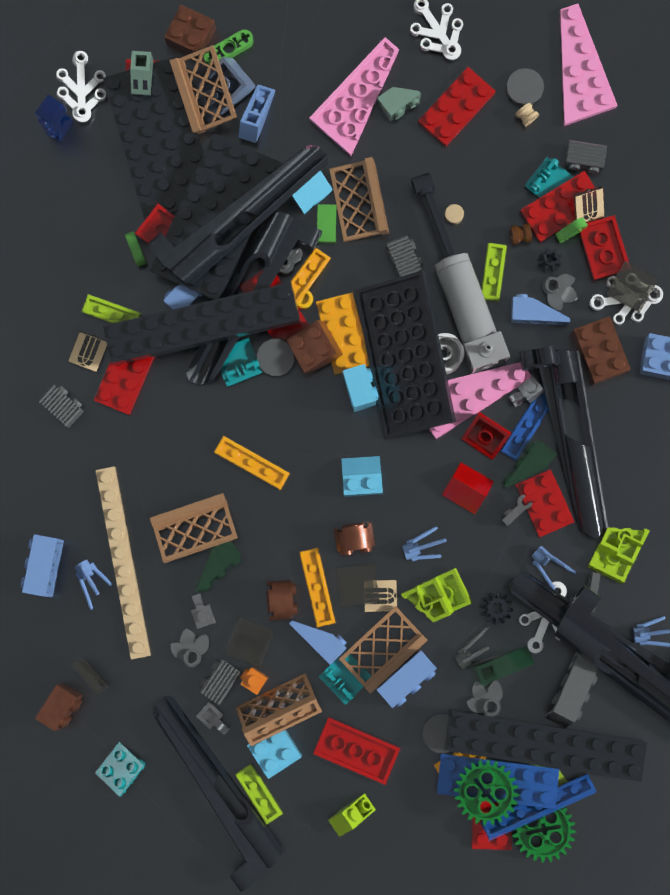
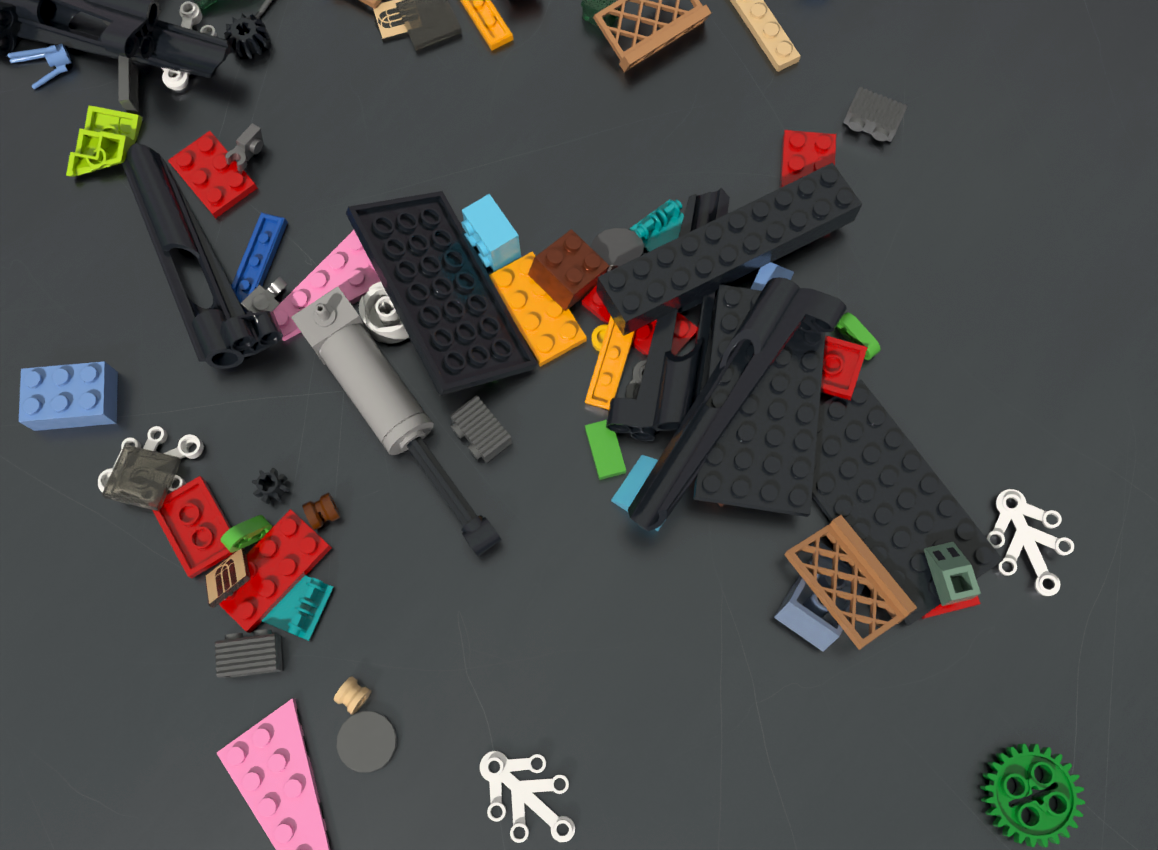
camera: 160 degrees right, 10 degrees down
(53, 118) = (1050, 466): clear blue arch -> none
(88, 352) = (871, 190): piece -> none
(107, 311) = (857, 249): lime tile -> none
(189, 31) = (903, 671): copper brick -> none
(230, 40) = (827, 689): bright green beam -> none
(251, 462) = (606, 120): light orange tile -> none
(256, 113) = (759, 577): medium blue slope -> none
(350, 105) = (623, 632): bright pink wing -> none
(354, 537) = (446, 59): copper brick -> none
(361, 476) = (458, 136): medium azure slope -> none
(373, 192) = (545, 498): medium nougat fence -> none
(397, 100) = (555, 658): sand green slope -> none
(413, 550) = (370, 72): medium blue plant -> none
(439, 595) = (323, 33): lime slope -> none
(454, 214) = (426, 515): tan tile -> none
(456, 107) = (463, 679): red plate -> none
(467, 488) = (316, 165): red slope -> none
(486, 435) = (306, 232): red slope -> none
(493, 271) = (349, 450): lime tile -> none
(532, 311) = (283, 405): medium blue slope -> none
(535, 461) = (235, 213): clear green slope -> none
(542, 556) = (201, 107): medium blue plant -> none
(562, 293) = (245, 449): dark grey plate -> none
(600, 351) = (172, 379): copper brick -> none

